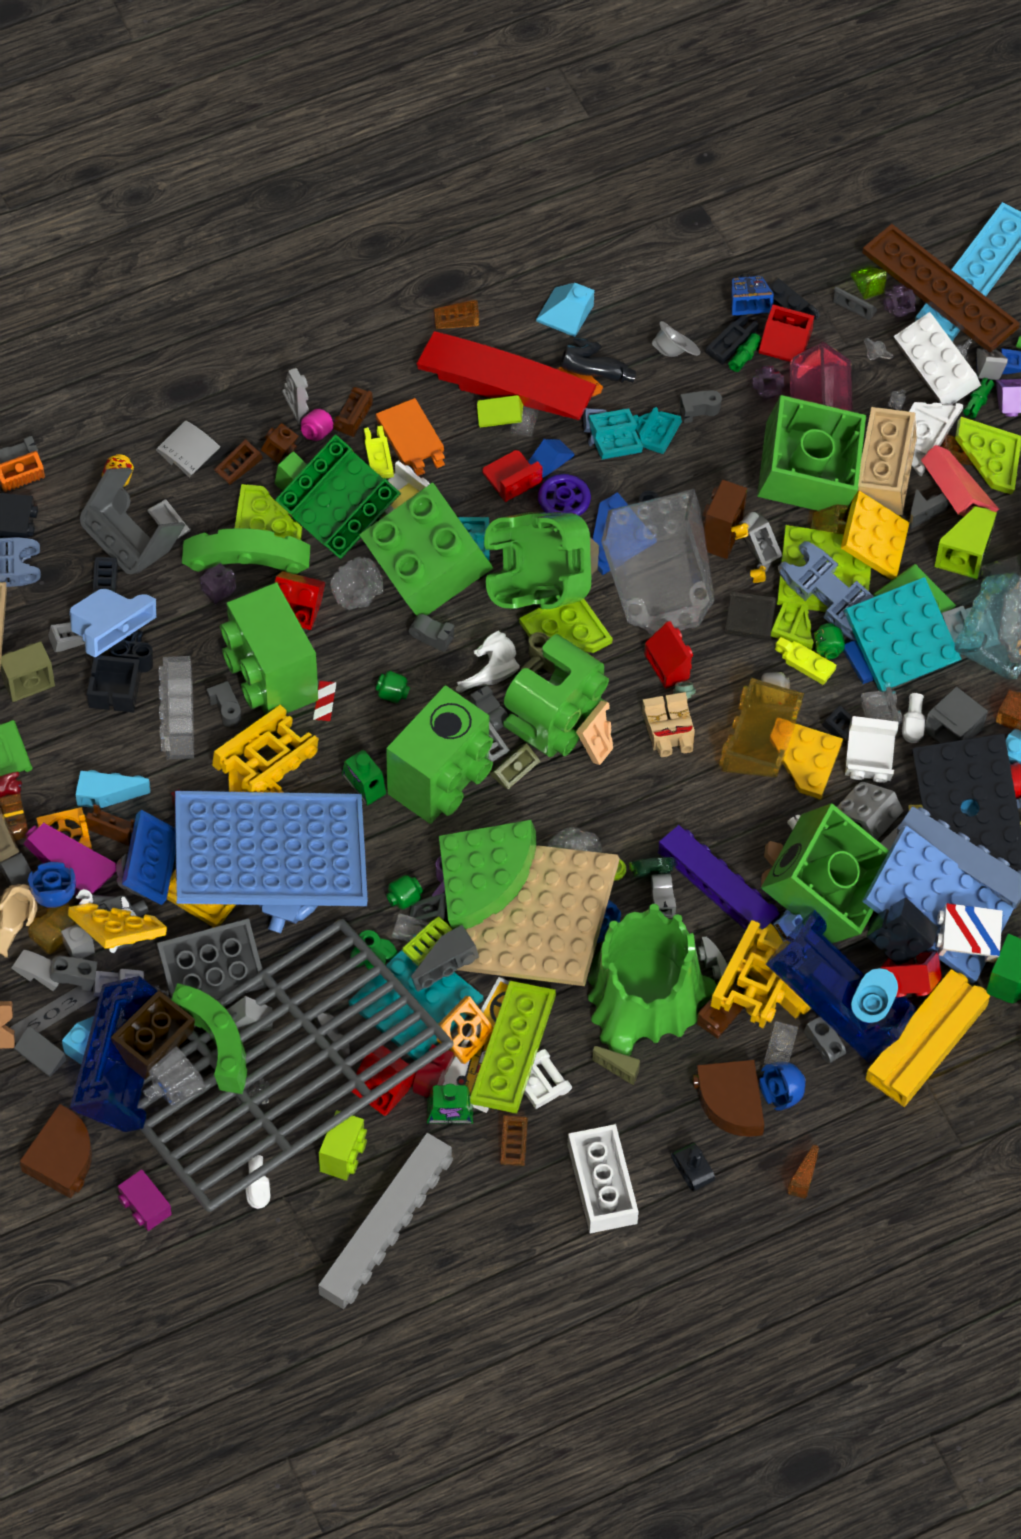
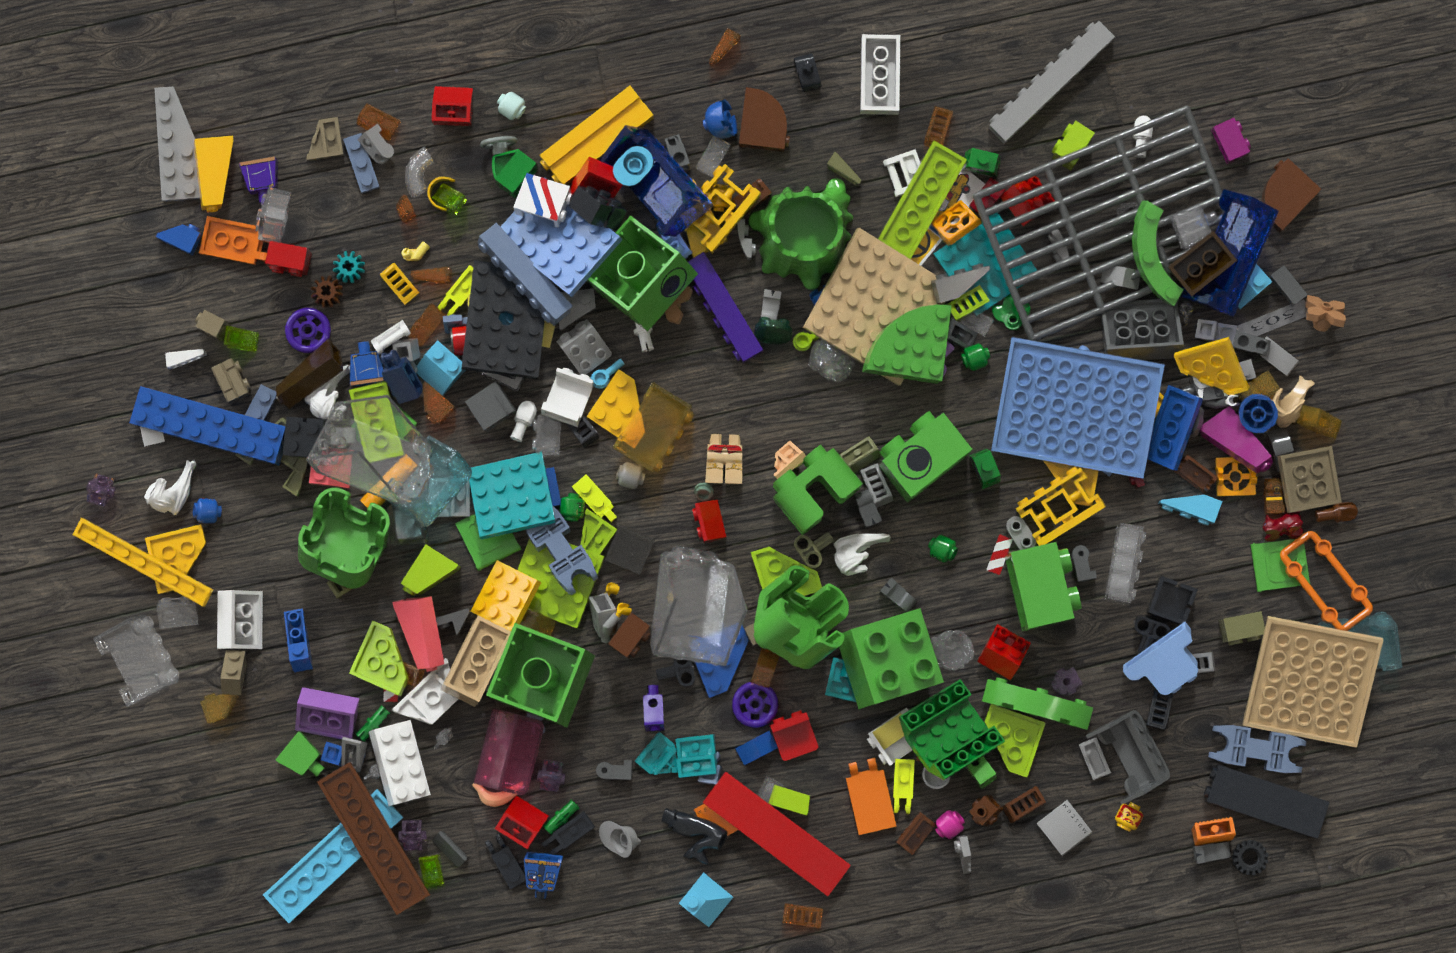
camera: 165 degrees left, 25 degrees up
(303, 723) = (1020, 534): none -> light grey plate
(675, 462) = (653, 716): none -> torso
(838, 782) = (601, 377): none -> medium azure plate
(876, 350) = (446, 793): clear piece -> none

